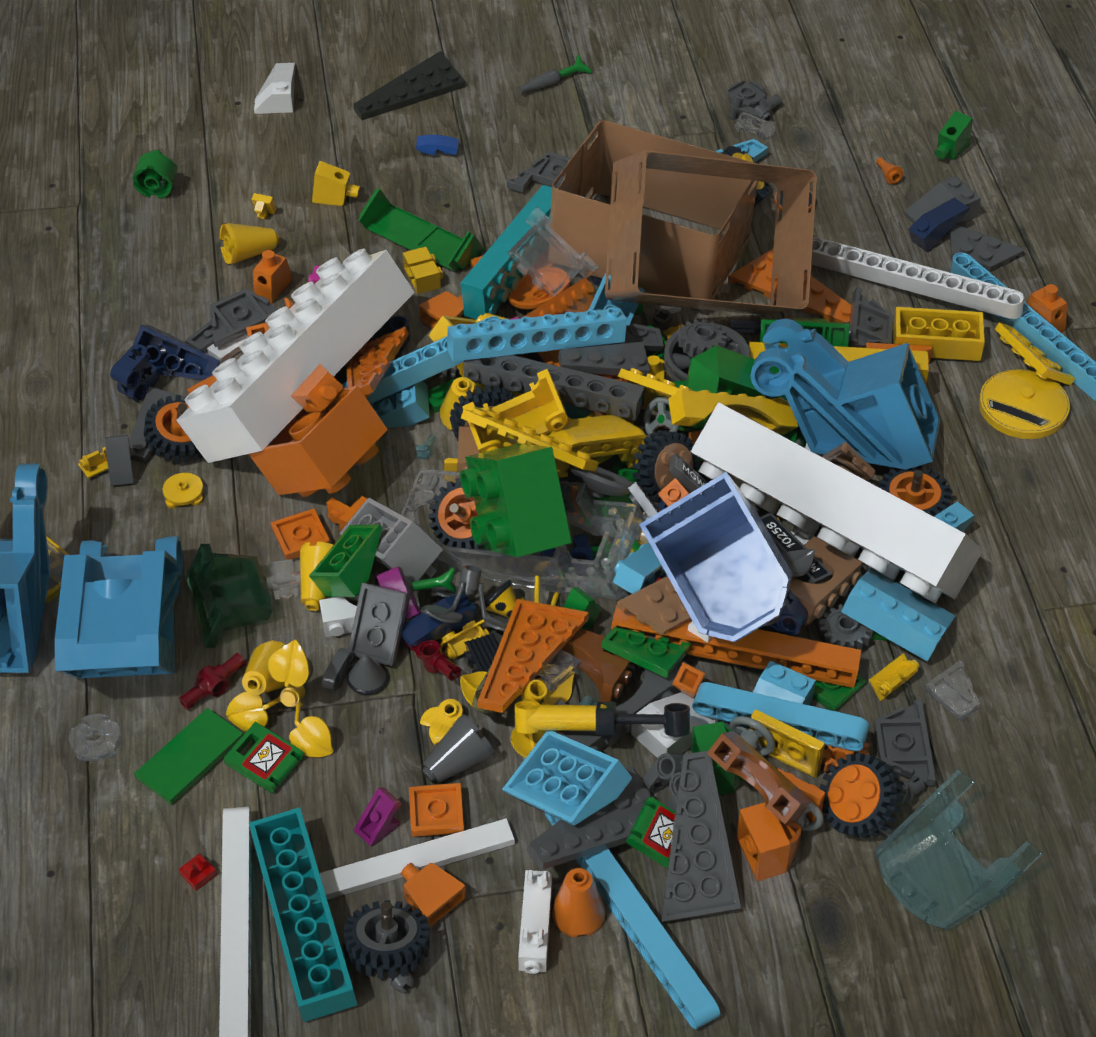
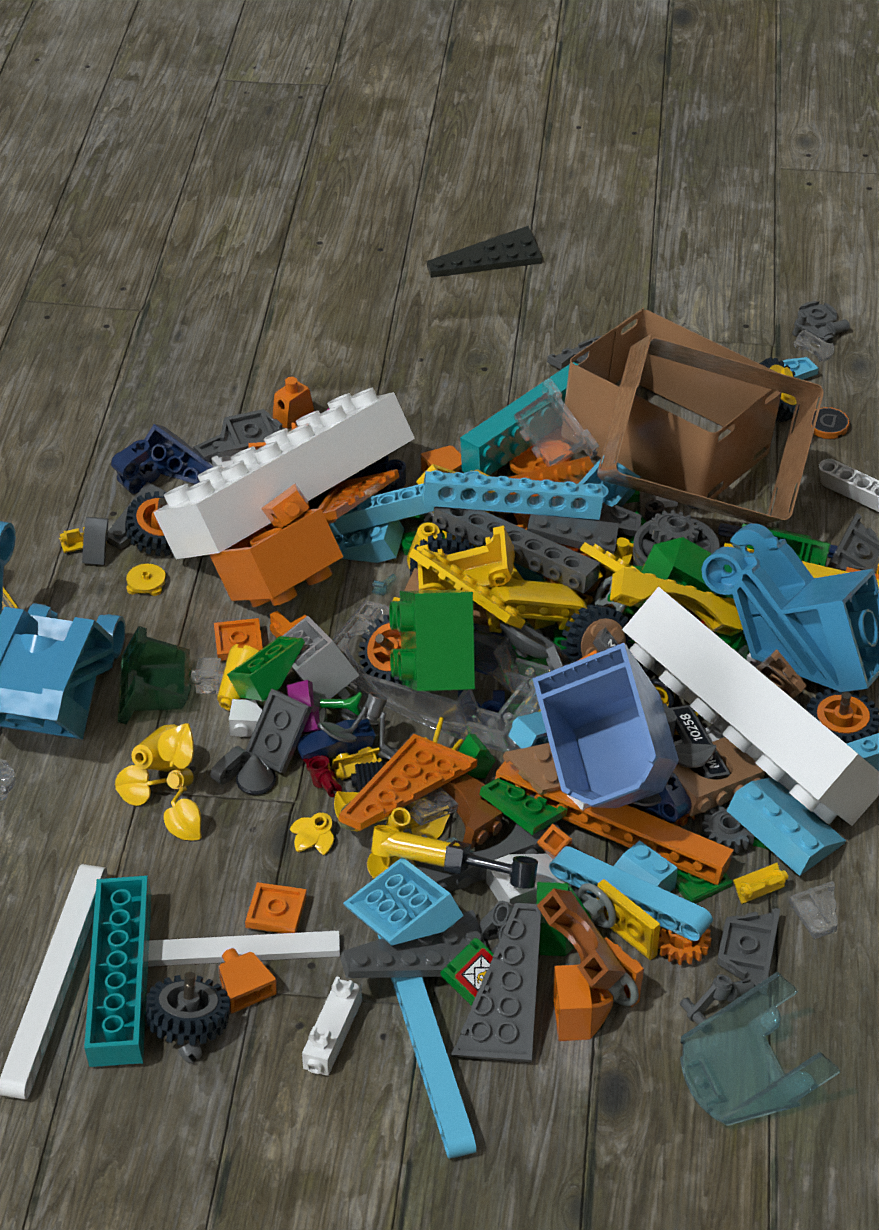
camera: 15 degrees right, 5 degrees down
(154, 174) = (216, 293): green brick -> none
(188, 756) = (69, 813): green tile -> none
(197, 872) = (41, 915): red tile -> none
(212, 681) = (110, 752): dark red pin -> none
(246, 241) = (277, 366): yellow cone -> none
(263, 205) = (308, 339): yellow tile -> none
(266, 760) = (138, 830): green container -> none
(277, 91) = (361, 238): white wedge -> none
(332, 185) = (378, 331): yellow torso -> none
(378, 817) = (219, 903): magenta slope -> none
(414, 233) = (443, 388): green piece -> none
(422, 270) = (437, 423): yellow piece -> none
(430, 143) = (484, 309): blue slope -> none
(457, 751) = (311, 860): dark grey cone -> none
(502, 600) = (402, 731): hat -> none
(553, 76) = (629, 267): dark grey piece -> none
(578, 905) = (377, 1020): orange cone -> none
(821, 299) = (808, 510): orange wing -> none
(860, 795) = (681, 981): wheel -> none

